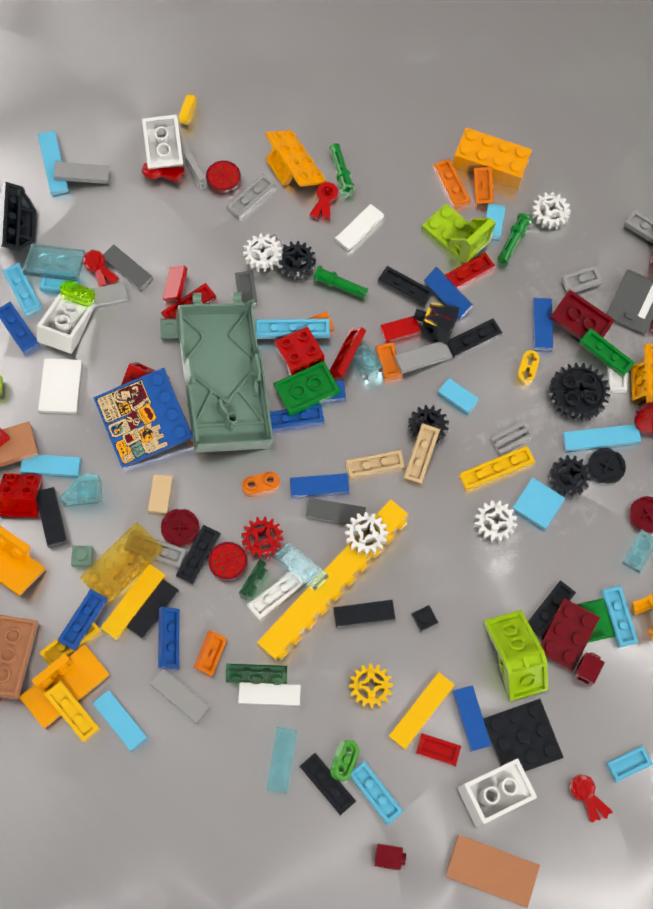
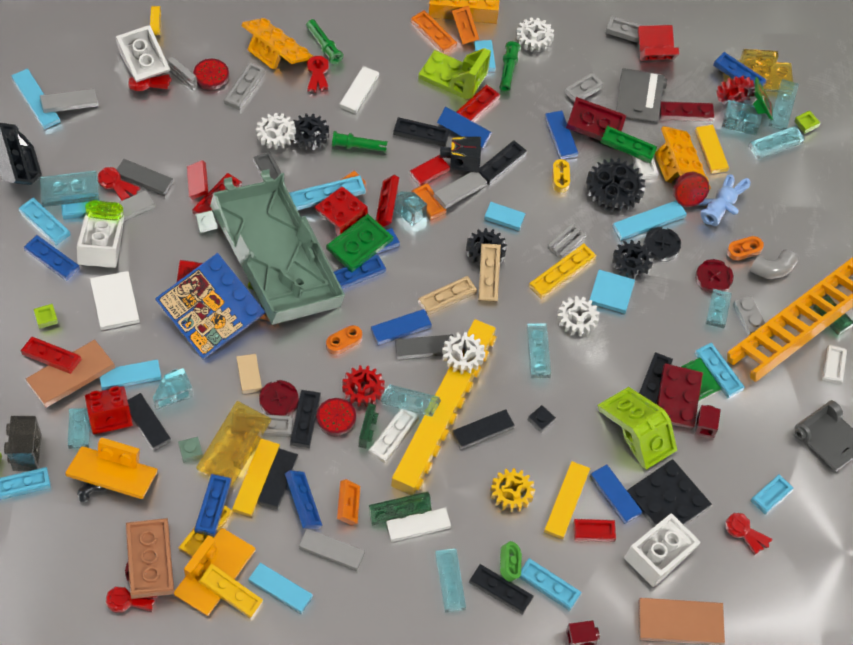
camera: 20 degrees left, 10 degrees down
(444, 547) = (538, 350): none -> clear light blue plate

